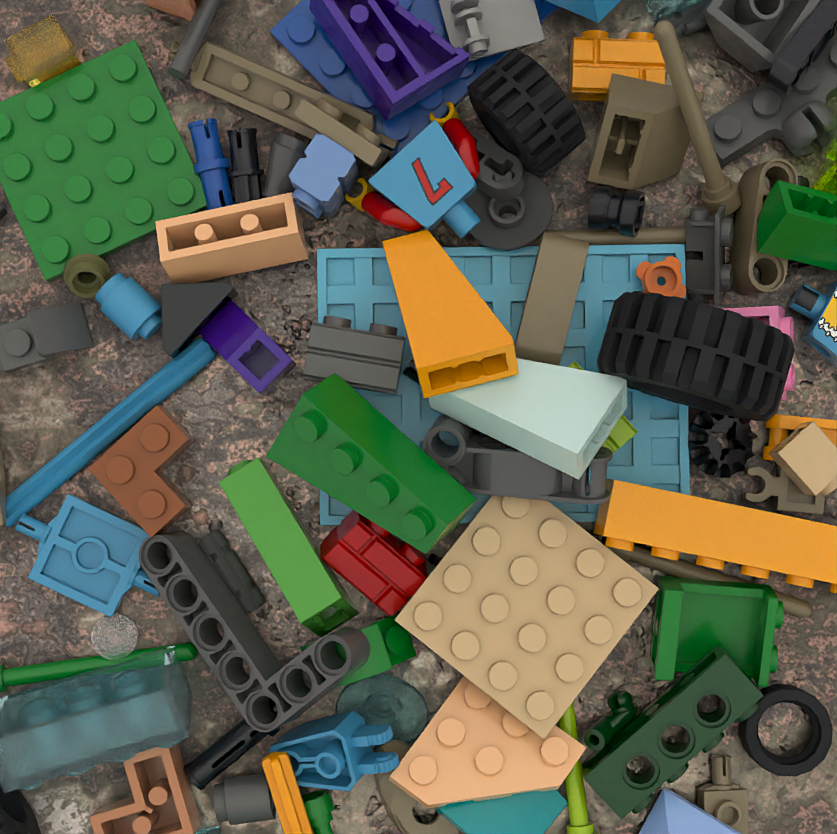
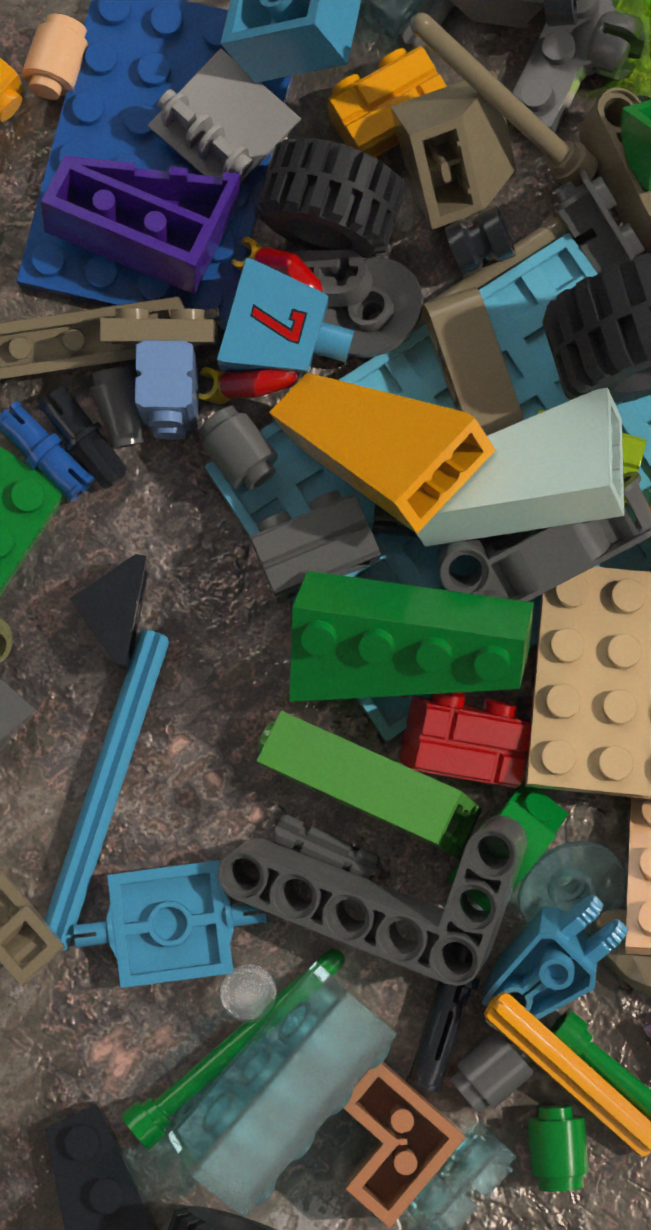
camera: 35 degrees left, 5 degrees down
(130, 307) = (51, 644): dark azure brick -> none
(135, 470) = (159, 799): dark orange brick -> none
(231, 239) = (113, 508): light nougat brick -> none
(247, 348) = (198, 608): dark purple slope -> none
(346, 253) = (238, 449): none -> dark grey brick
(667, 269) = (568, 266): orange plate -> none

